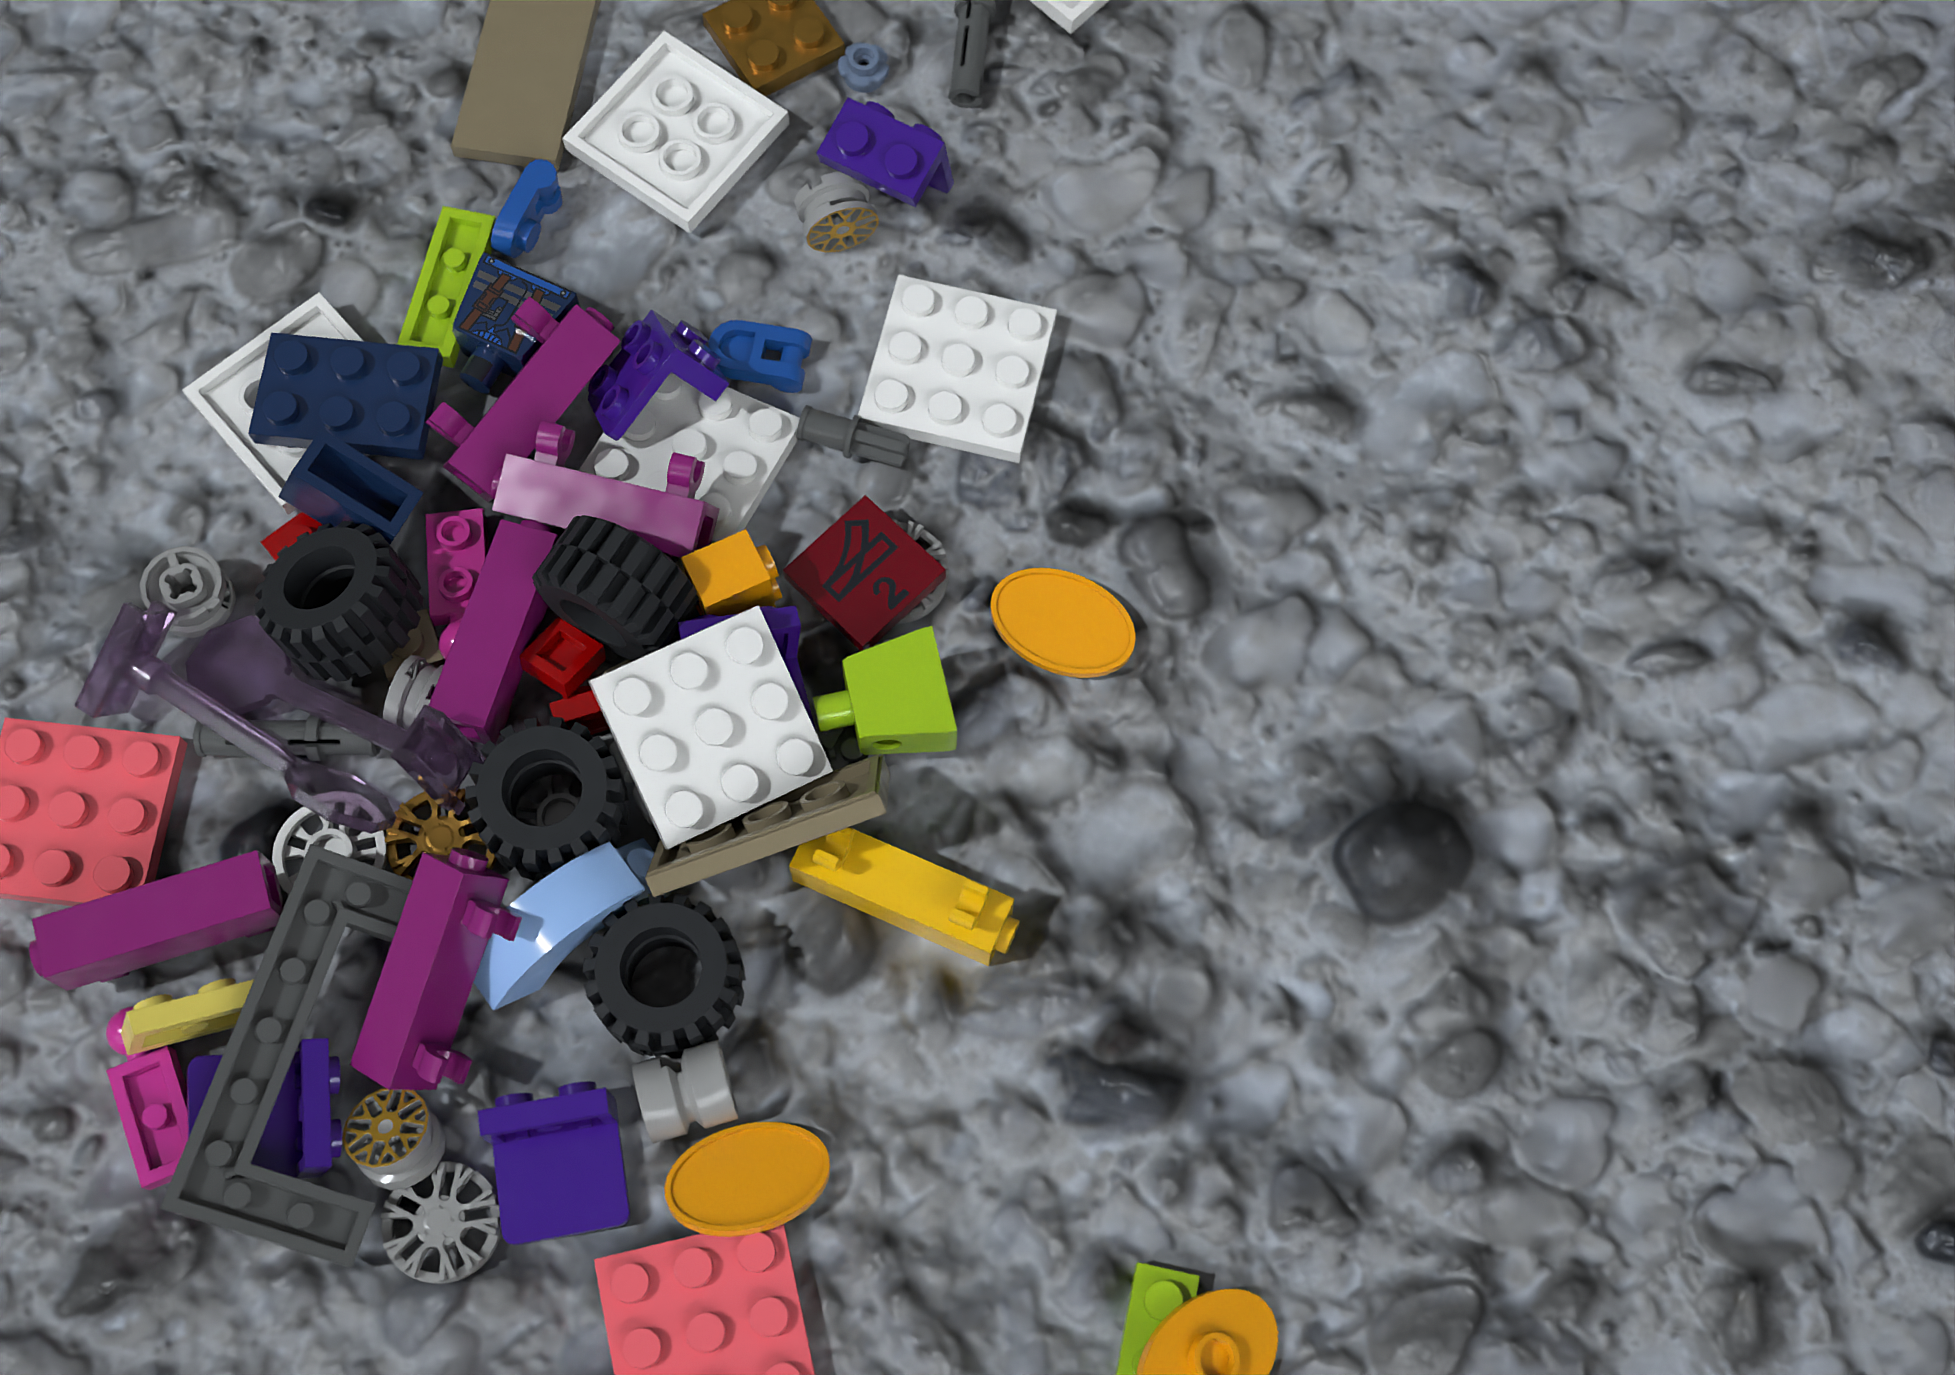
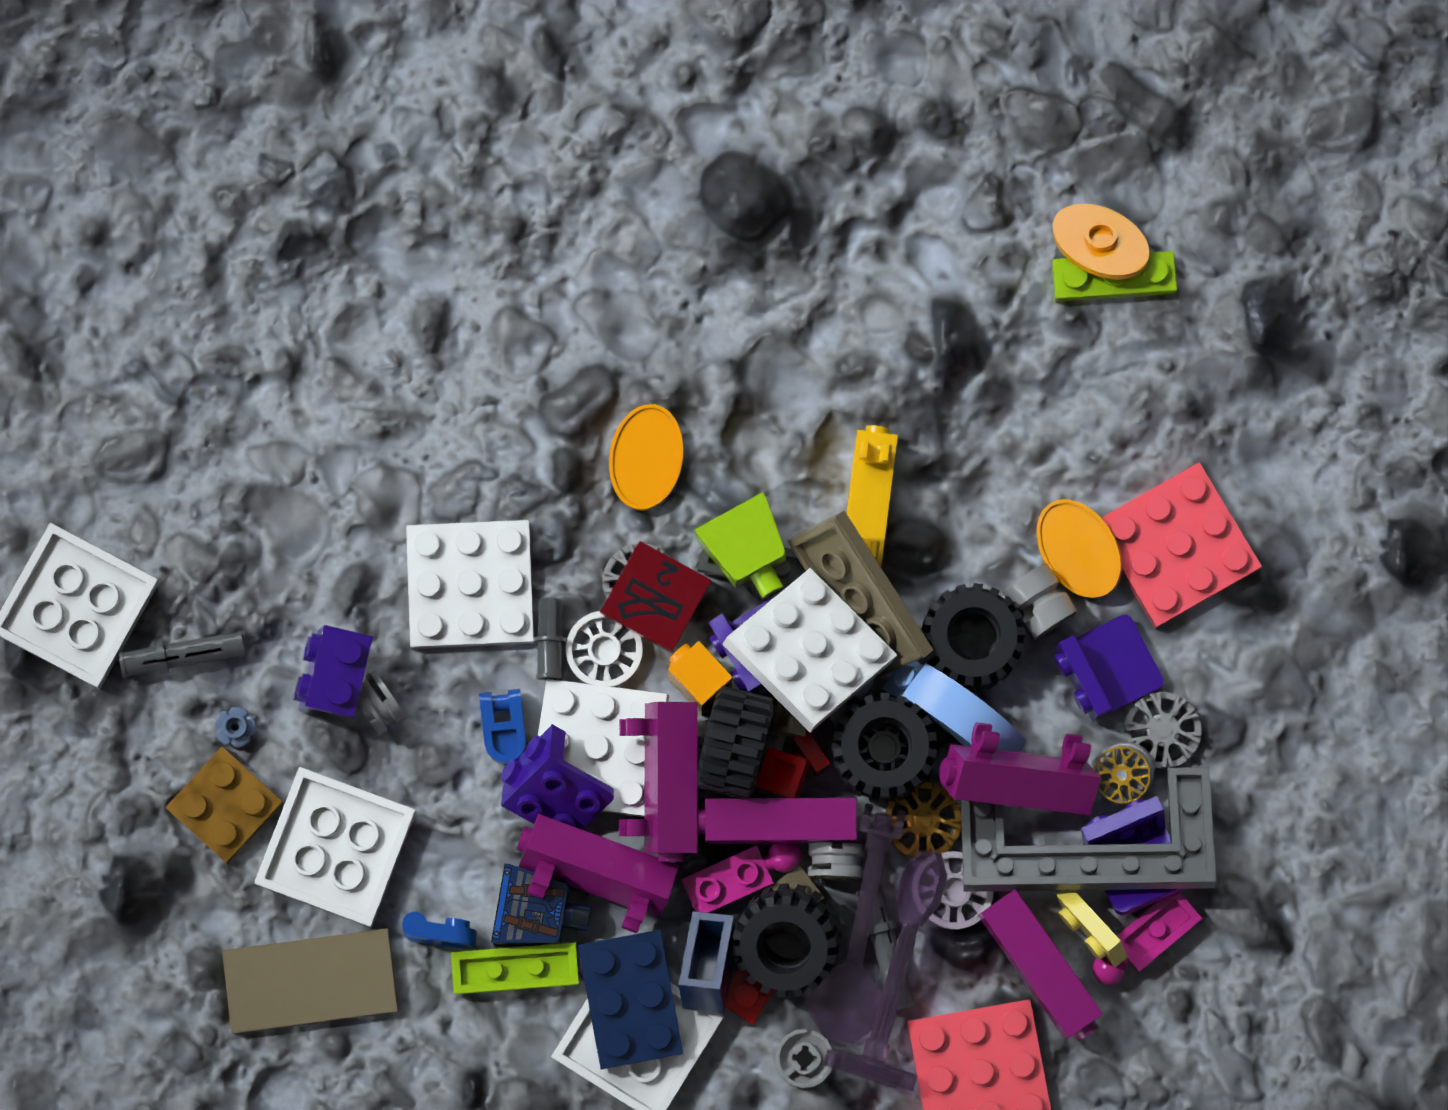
camera: 105 degrees left, 10 degrees up
(817, 499) = (603, 651): none -> white wheel

